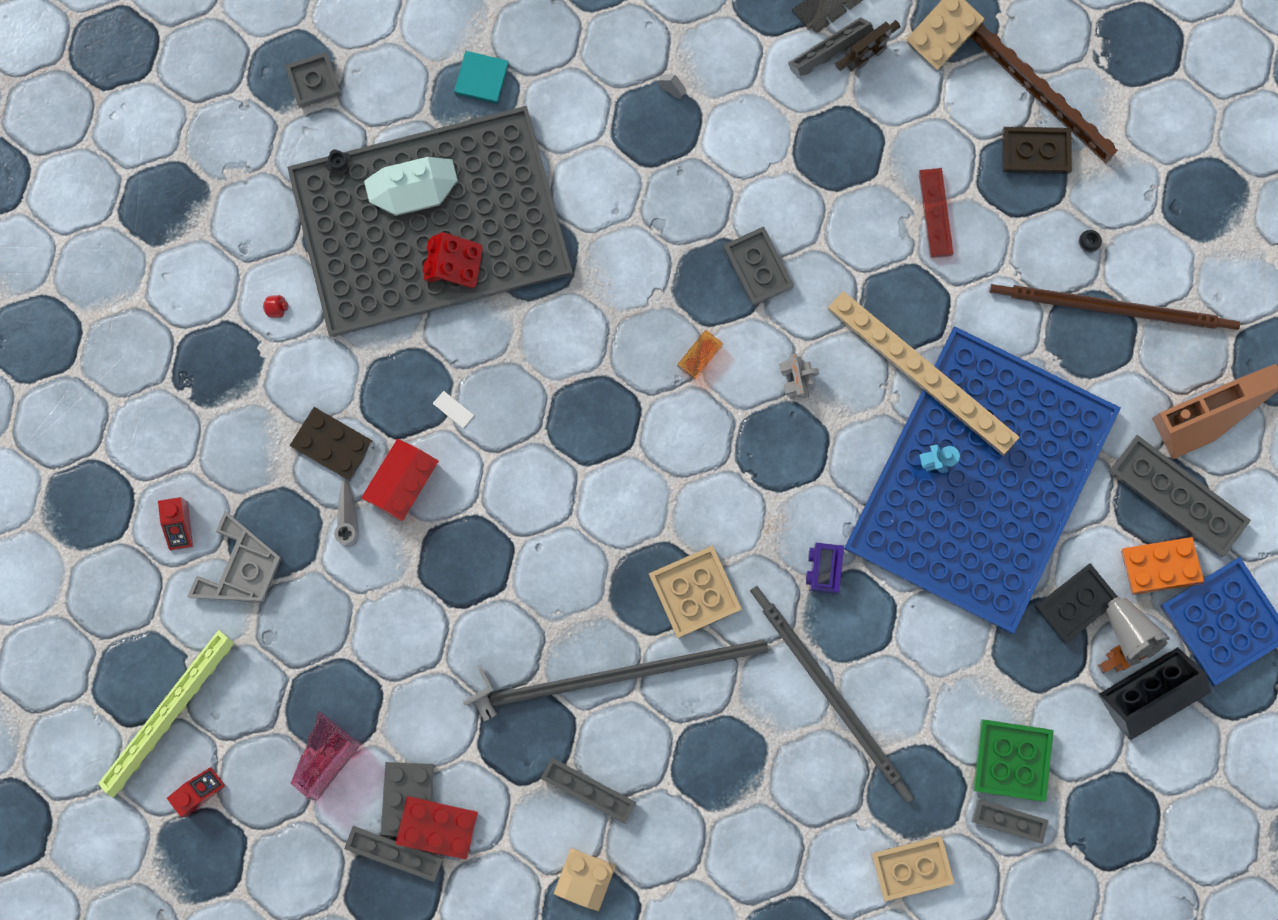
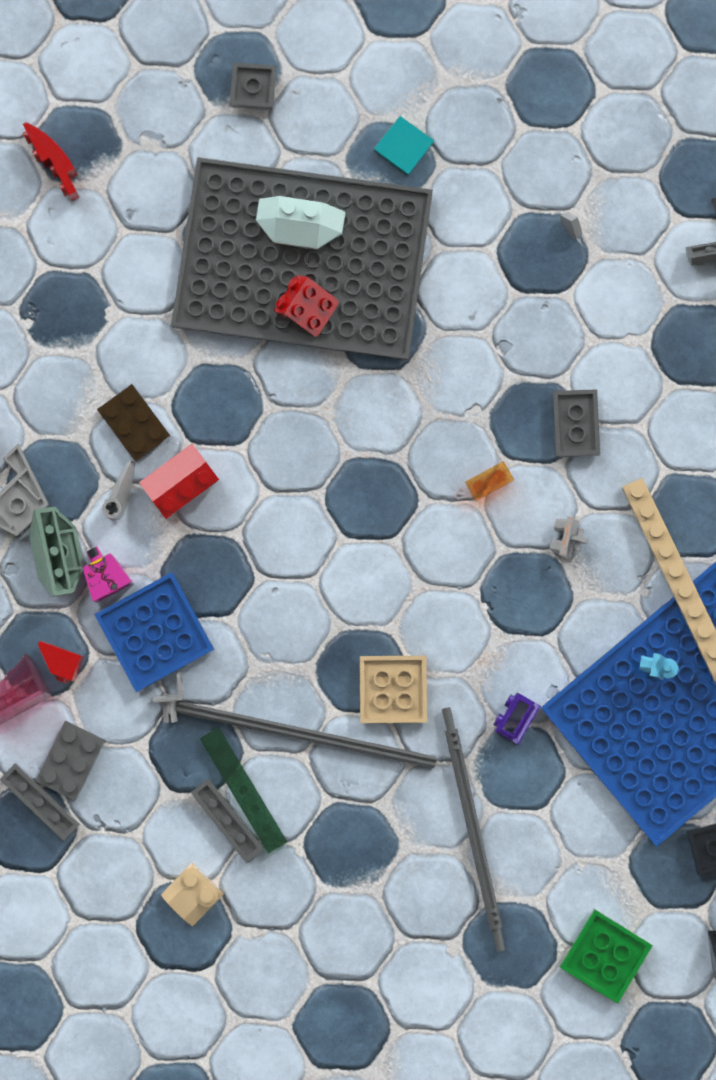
camera: 30 degrees right, 5 degrees up
(144, 223) = (50, 153): none -> red slope
(275, 306) = (135, 278): red piece -> none
(306, 598) = (56, 551): none -> sand green wedge
(335, 155) = (237, 171): black plate -> none
(357, 705) = (61, 662): none -> red slope
(365, 602) = (104, 575): none -> dark pink torso
(436, 827) = (84, 796): red plate -> none
(437, 636) = (154, 632): none -> blue plate
(453, 409) = (252, 437): white sticker -> none
(591, 753) = (243, 790): none -> clear green plate
(912, 868) = (476, 1009): tan plate -> none
(1010, 821) = (579, 1006): dark grey plate -> none

